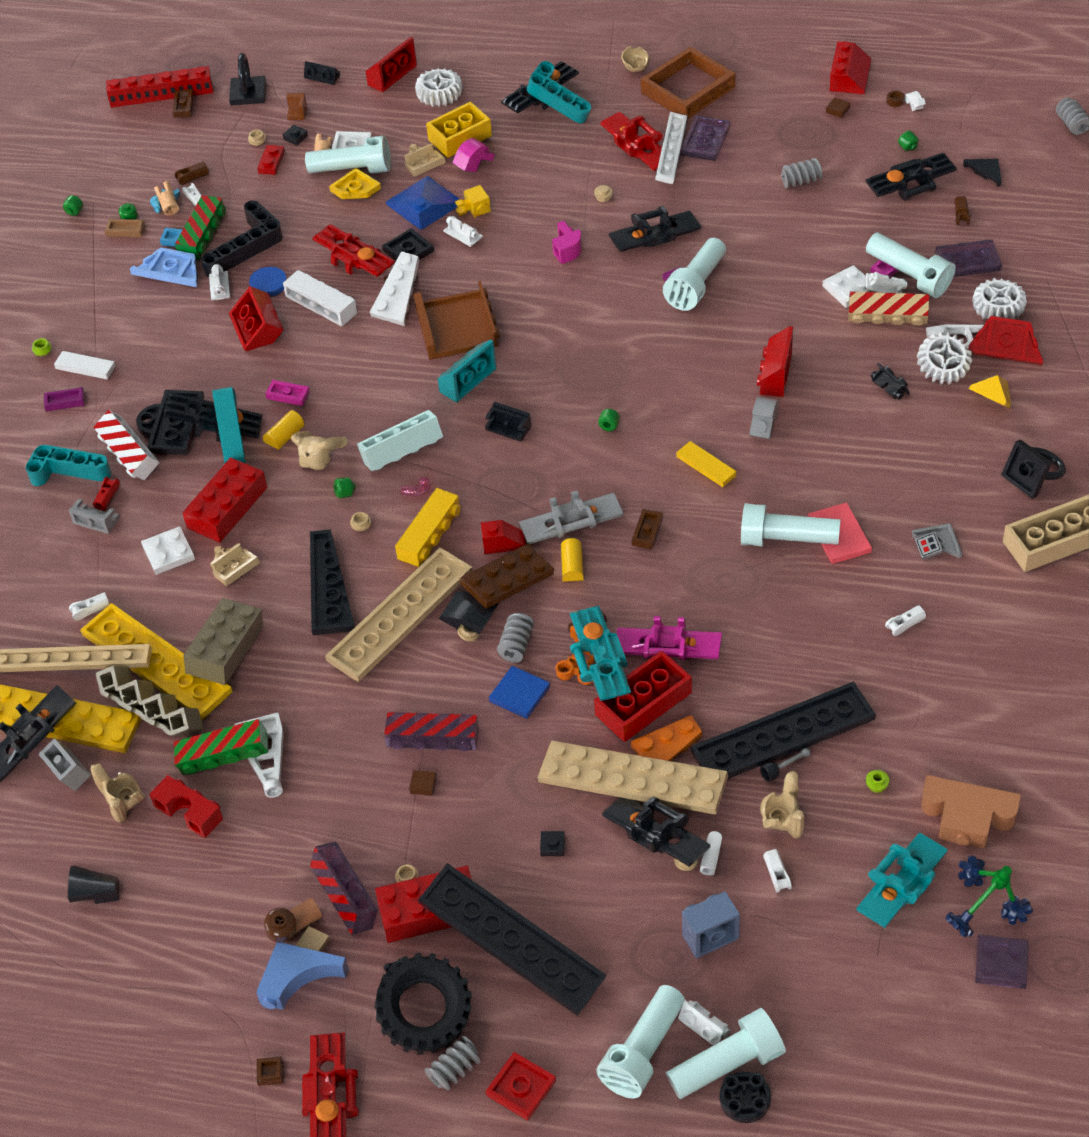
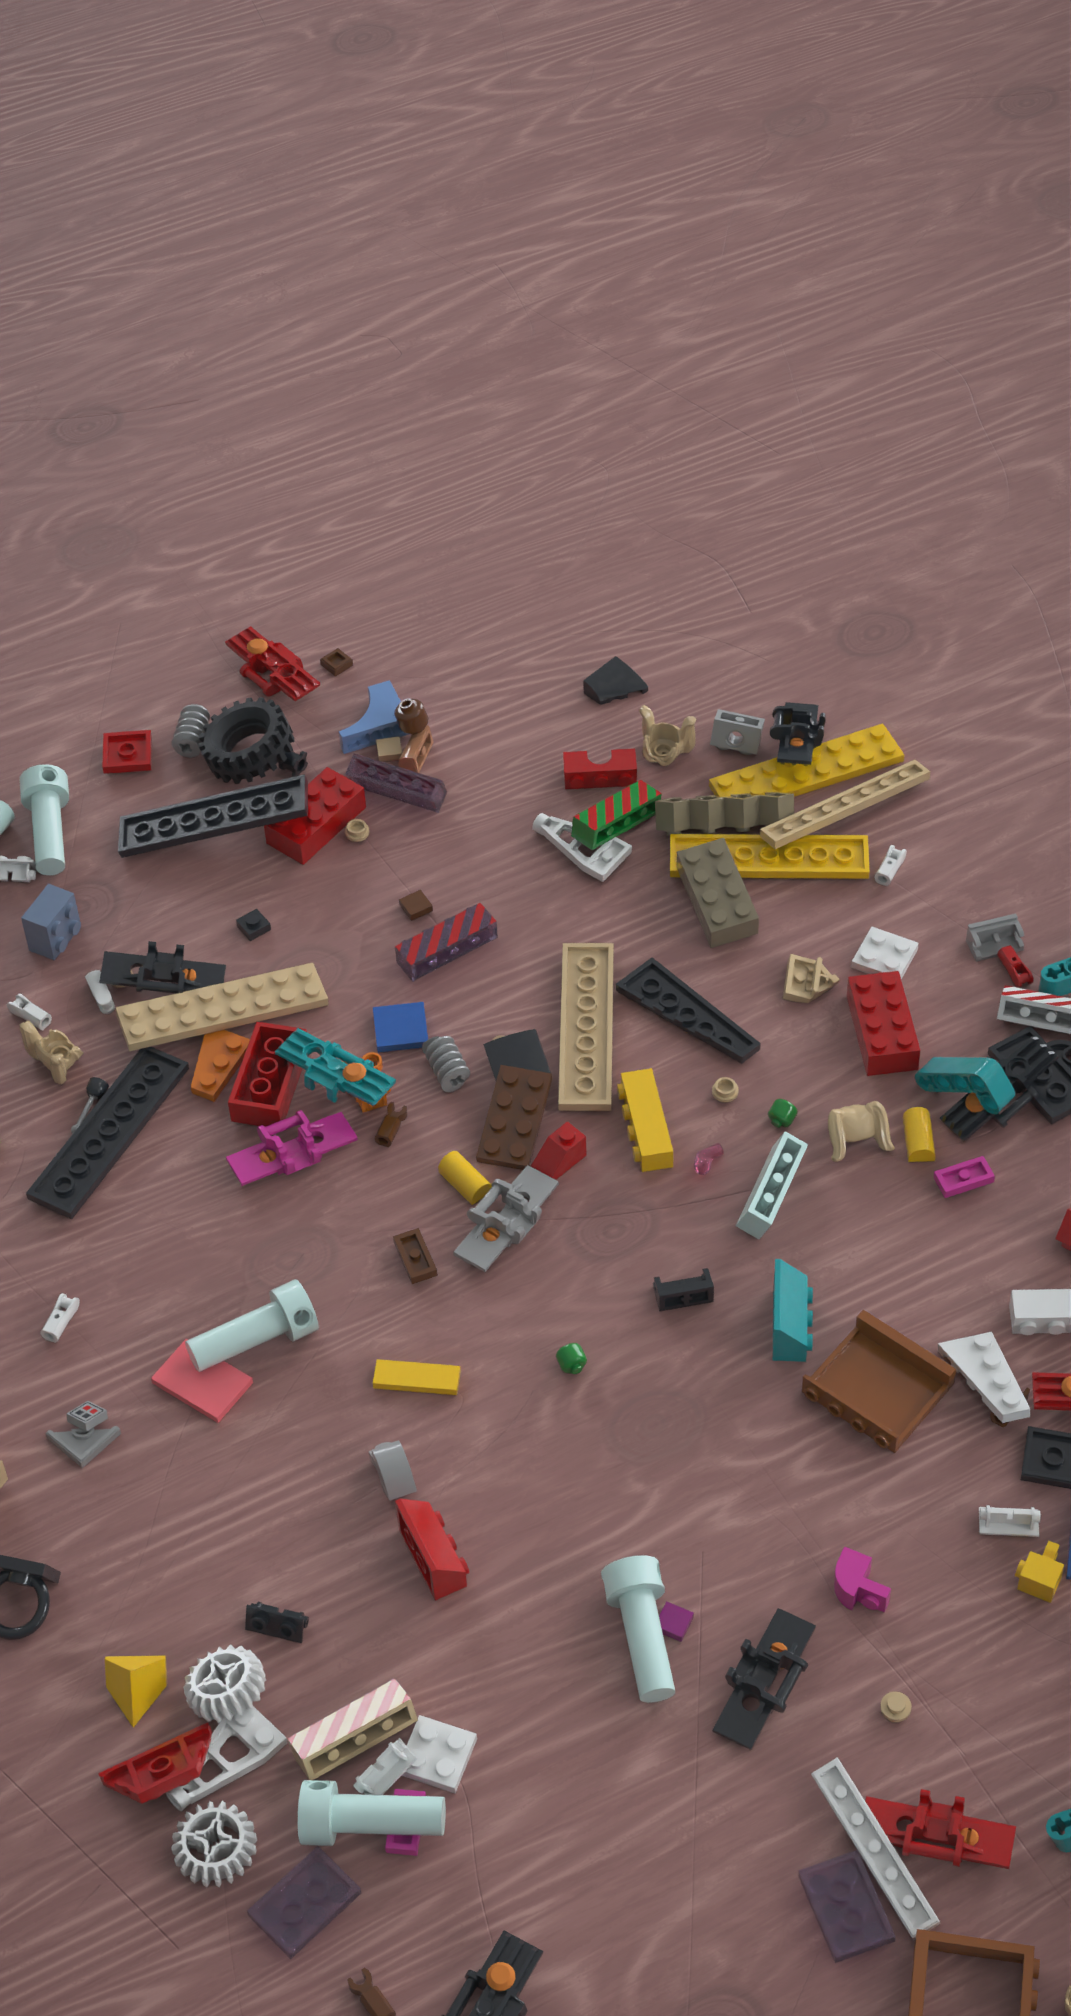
camera: 140 degrees right, 0 degrees up
(801, 171) = (648, 1911): light grey piece -> none

